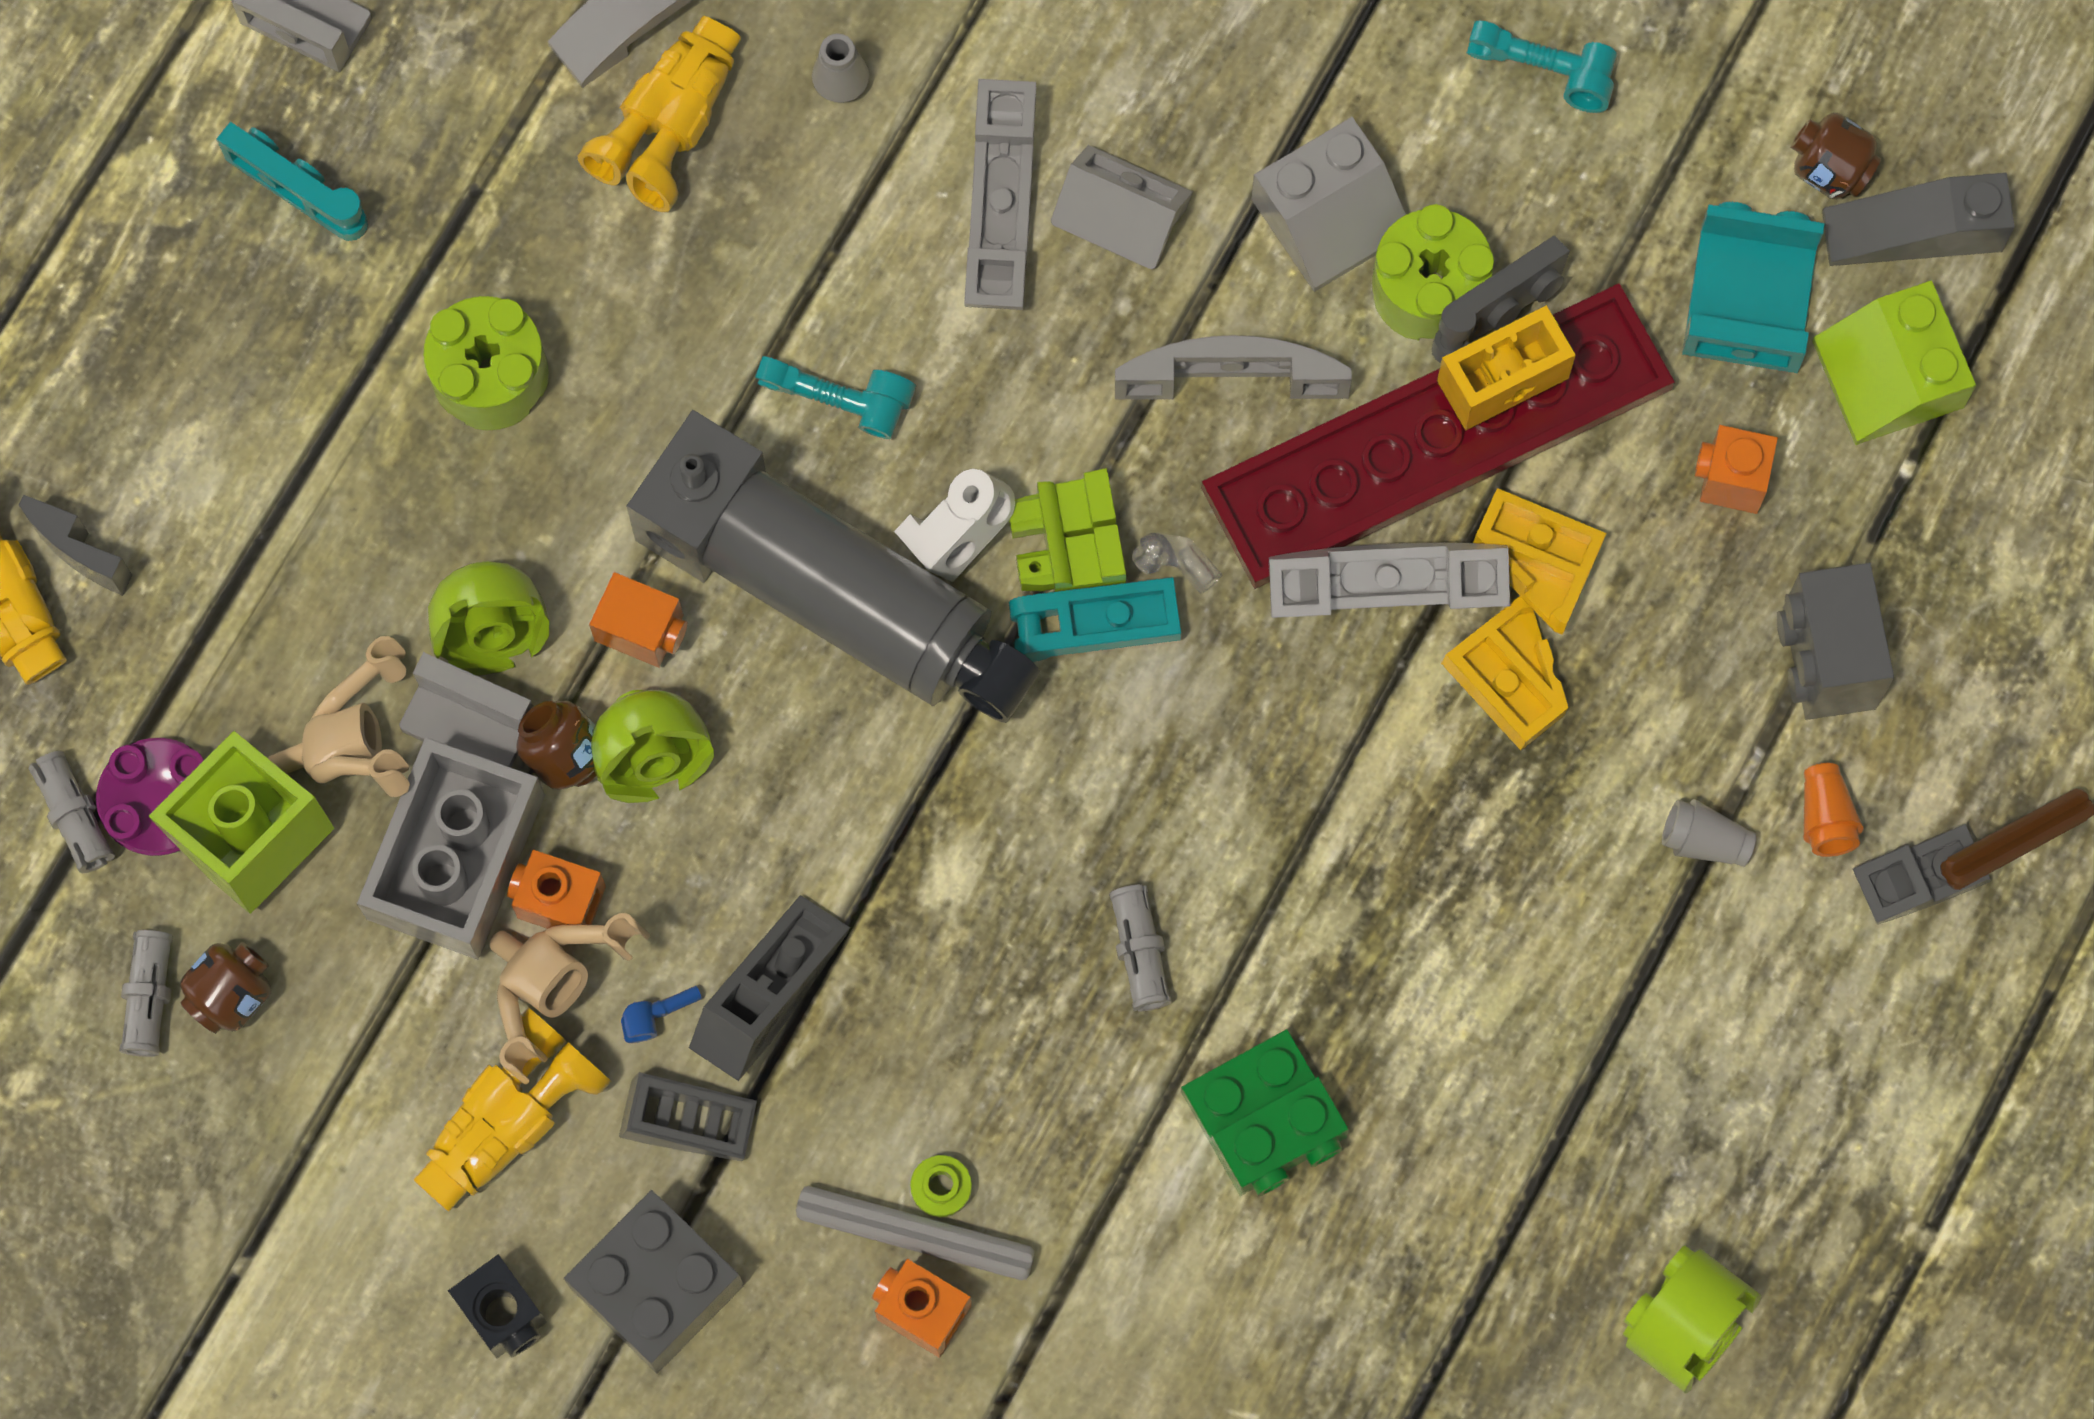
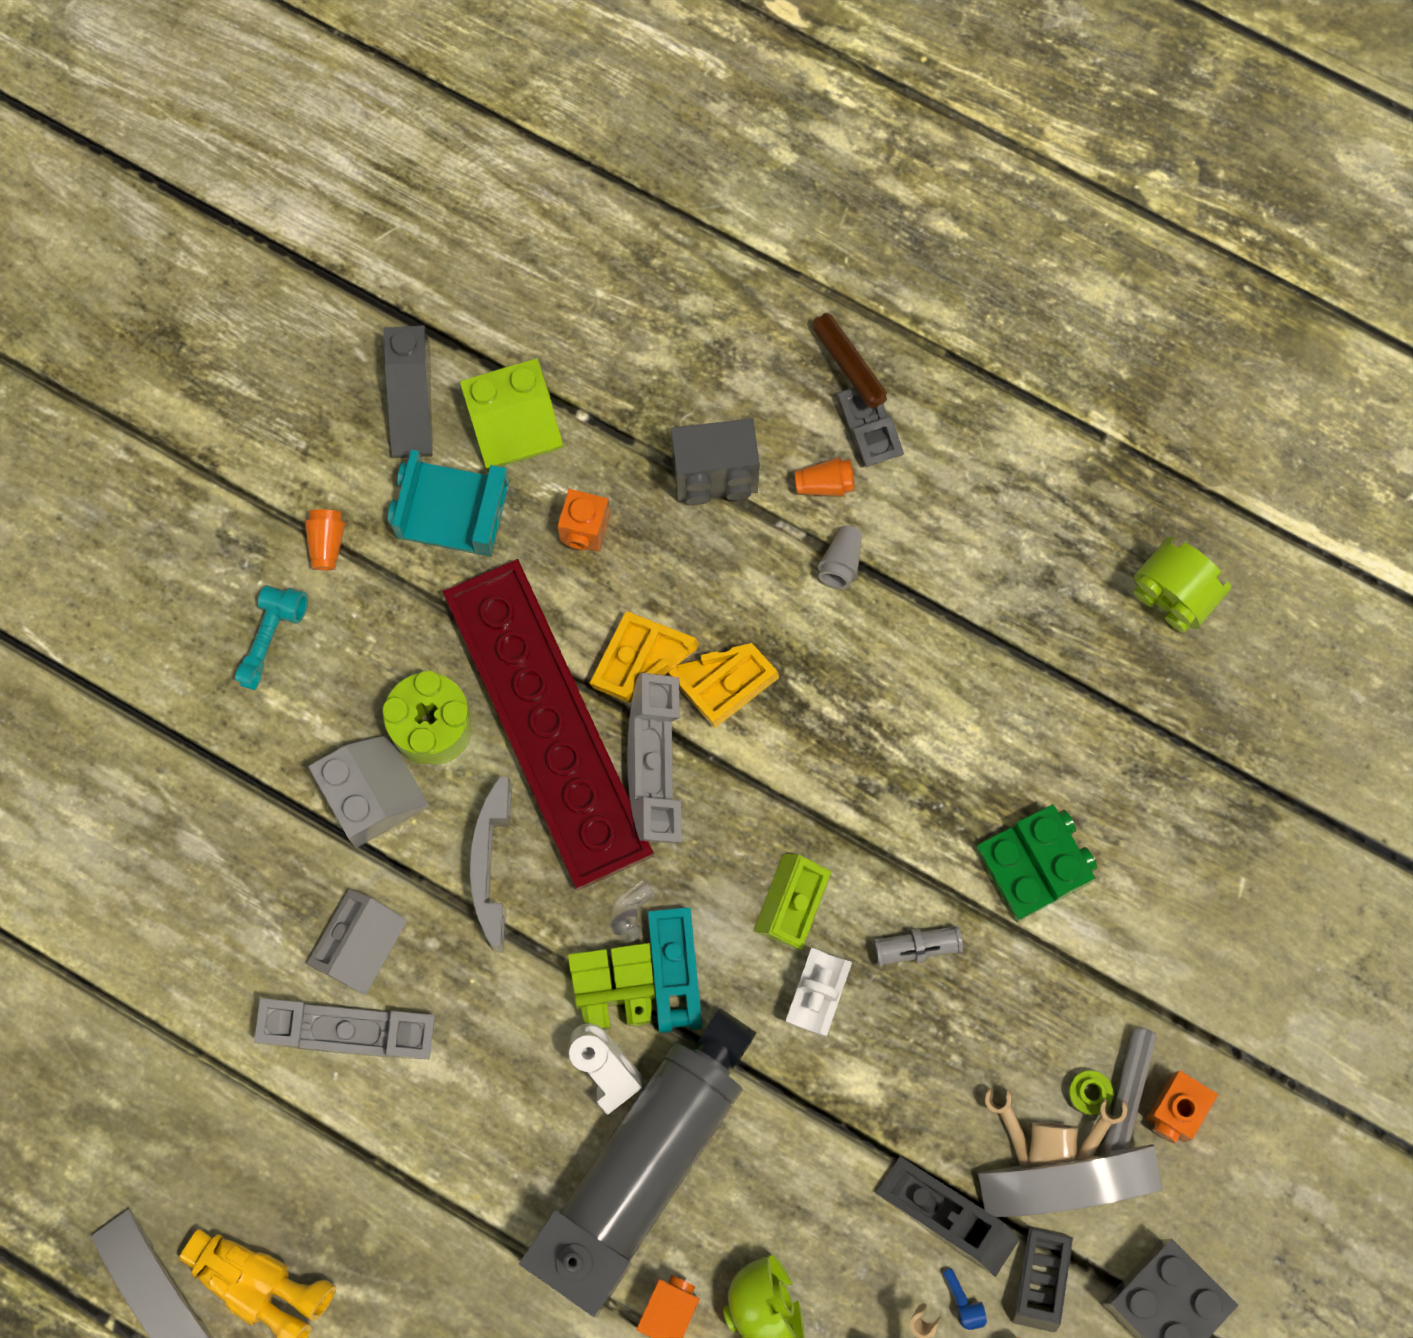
camera: 90 degrees left, 0 degrees up
(813, 1152) = (1071, 1183): none -> light grey slope
(839, 70) = (244, 1151): light grey cone -> none
(865, 1128) = (1052, 1141): none -> tan piece
(878, 404) = (503, 1127): teal brick -> none
(1067, 806) = (818, 992): none -> white hips
(1198, 779) = (792, 900): none -> lime slope
(1501, 297) = (455, 672): dark grey plate -> none
(1506, 367) = (510, 665): yellow brick -> none
(1690, 123) = (324, 537): none -> orange cone
(1835, 156) = (357, 442): reddish brown head -> none

